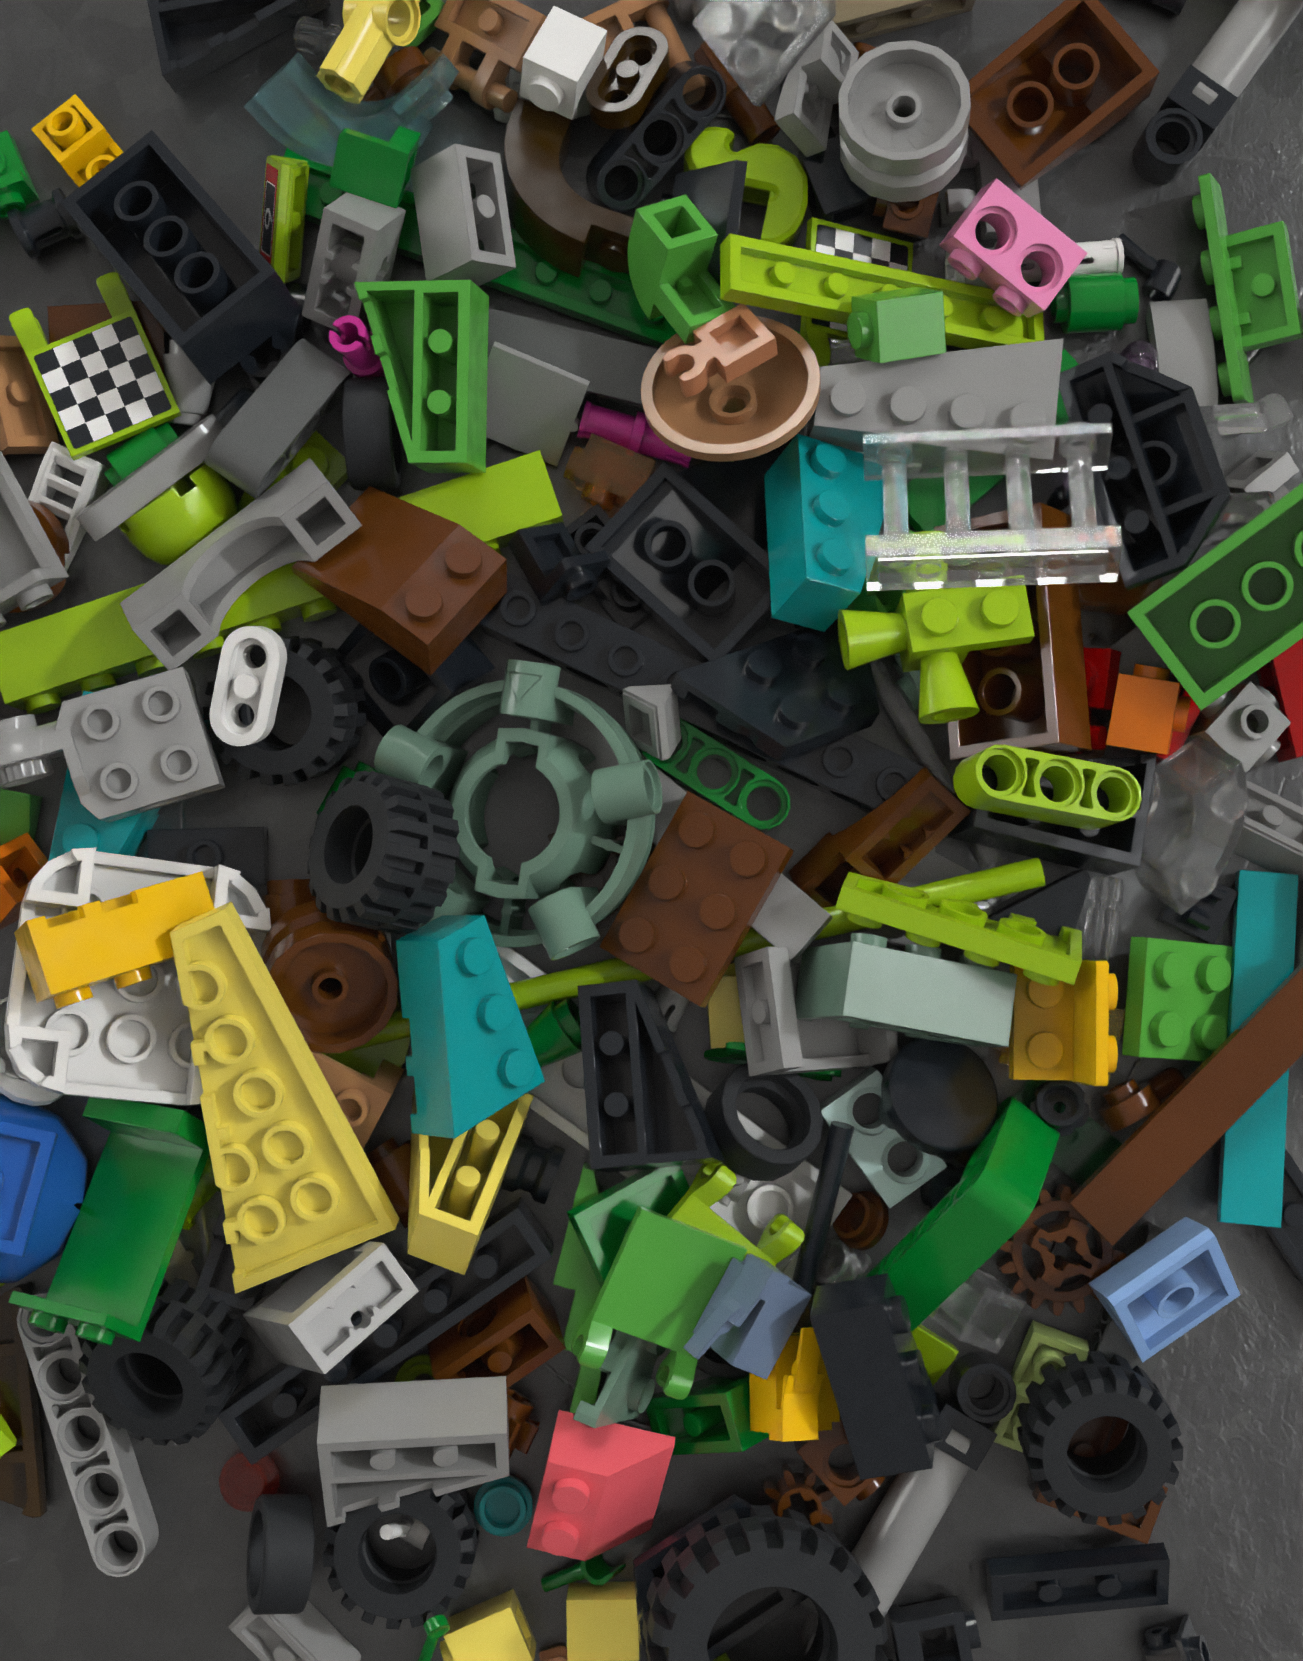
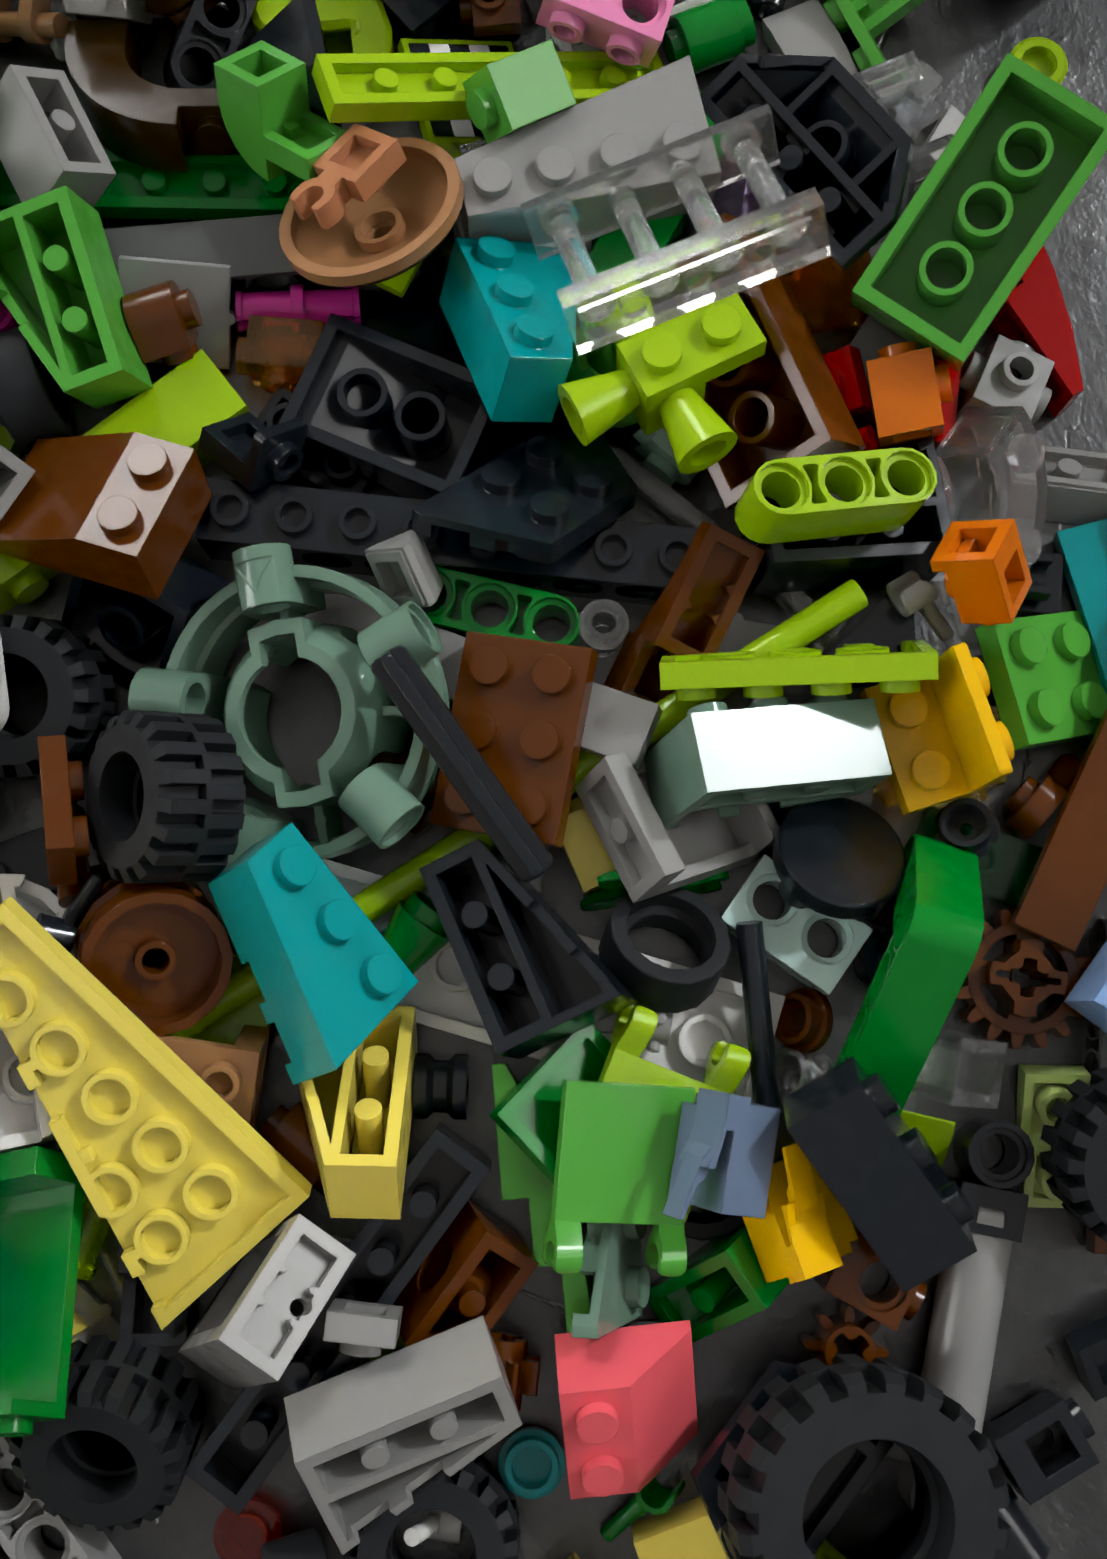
camera: 15 degrees left, 5 degrees down
(263, 932) = (66, 928): none -> black hand
(288, 853) = (63, 818): none -> reddish brown plate
(405, 1351) = (362, 1327): none -> light grey plate
(513, 417) = (163, 322): none -> reddish brown plate
(644, 914) = (461, 763): none -> black axle
(816, 808) = (603, 613): none -> clear pin
(1086, 889) = (912, 594): none -> light grey hand
(1154, 894) = (983, 570): none -> orange brick

